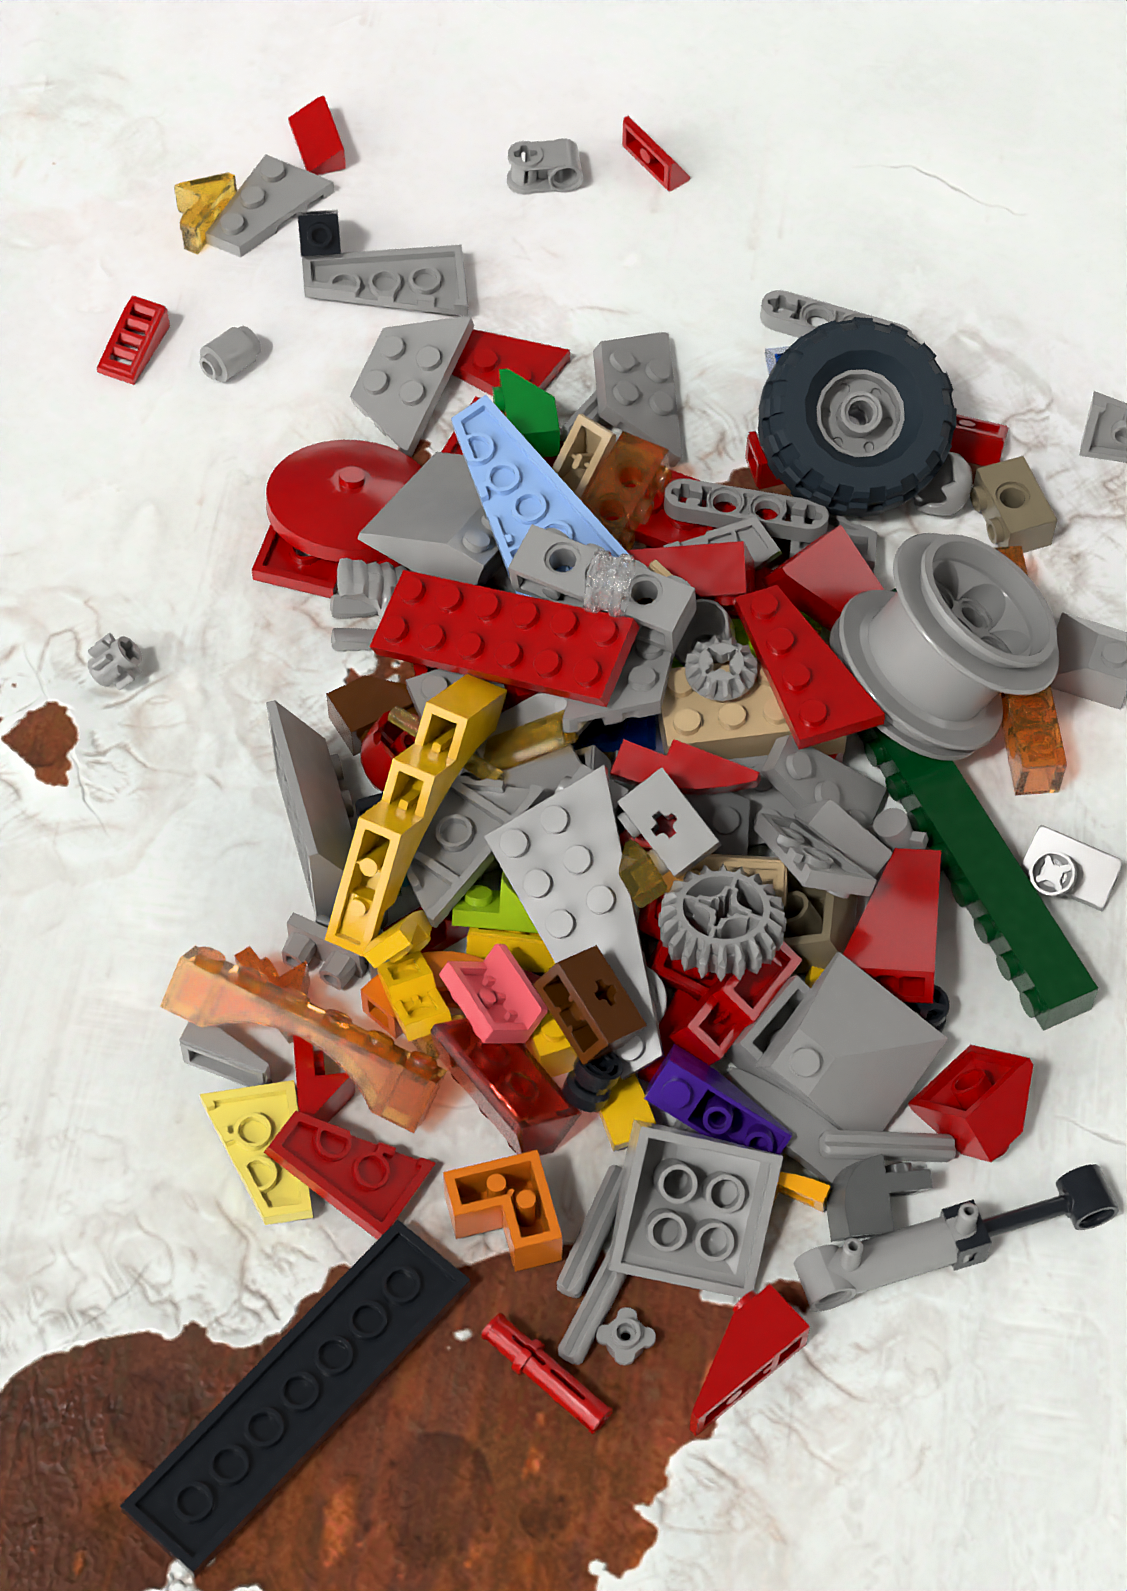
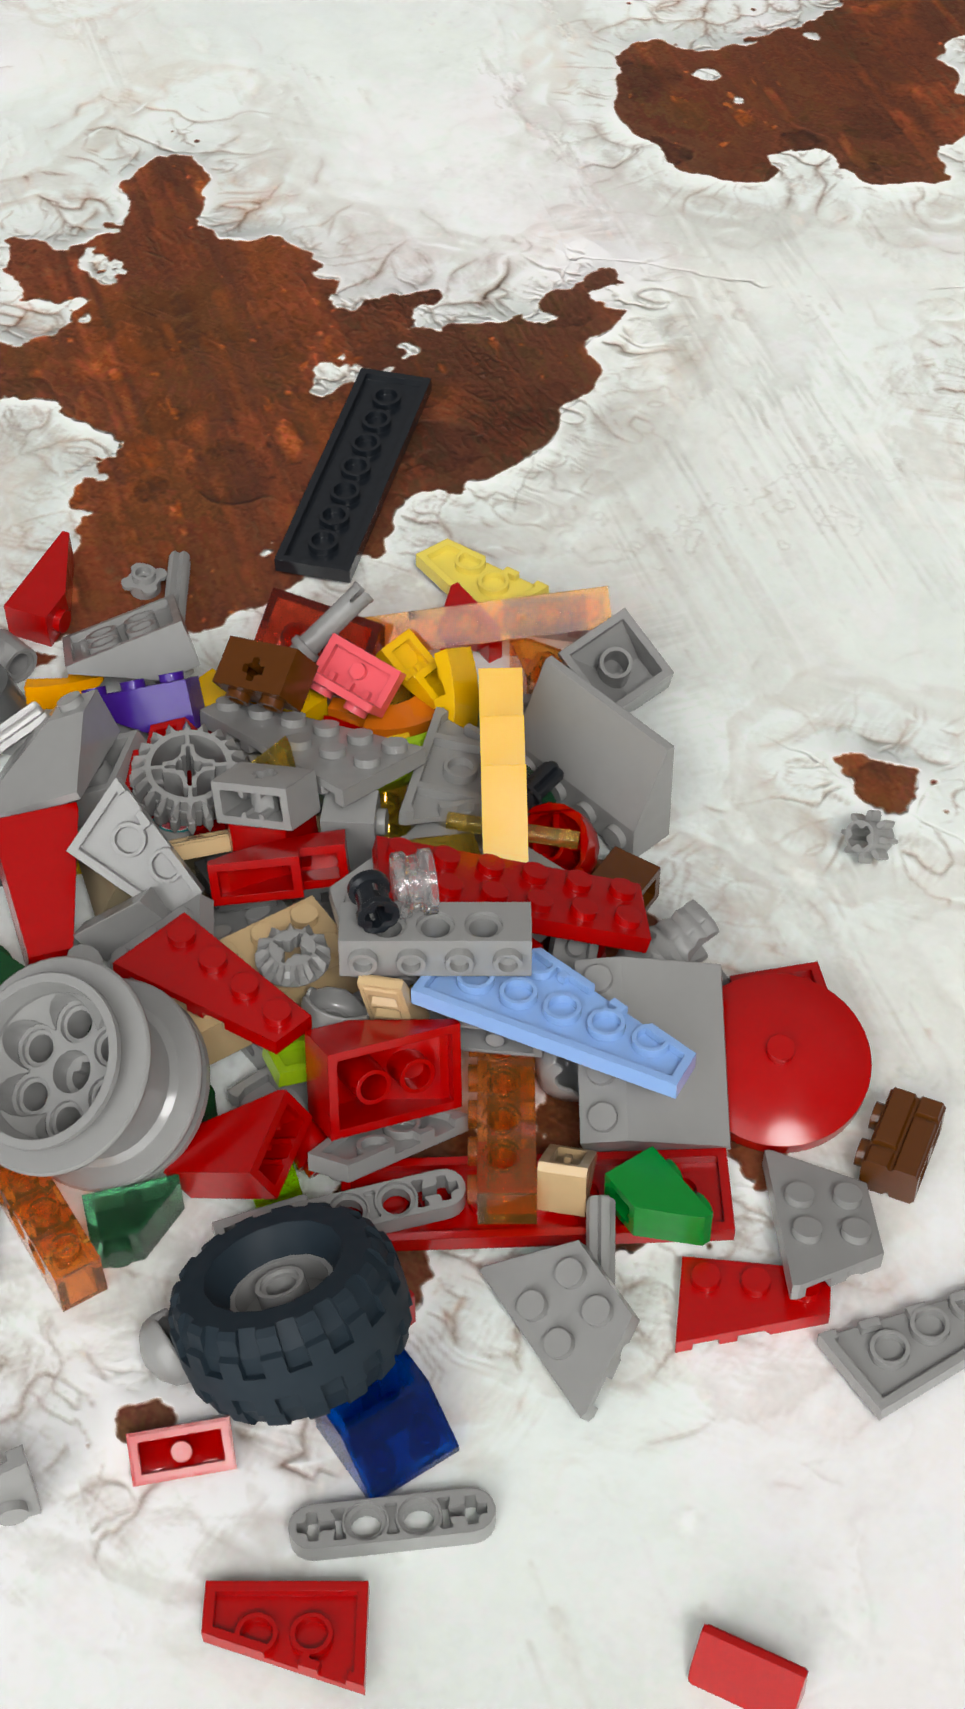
camera: 155 degrees right, 10 degrees down
(214, 916) = (619, 662): none -> light grey slope
(303, 406) = (901, 1144): none -> reddish brown brick
(353, 1175) = (409, 575): red wing -> none
(508, 1196) = (245, 588): orange brick -> none
(519, 1053) = (332, 621): none -> light grey pin
(544, 1371) = (203, 542): red pin -> none
(548, 165) = (858, 1584): light grey piece -> none
(591, 1236) = (202, 626): light grey axle -> none
(650, 593) = (373, 901): none -> black bush
(931, 292) = (293, 1625): none -> red wing
(1013, 505) = (94, 1388): dark tan brick -> none

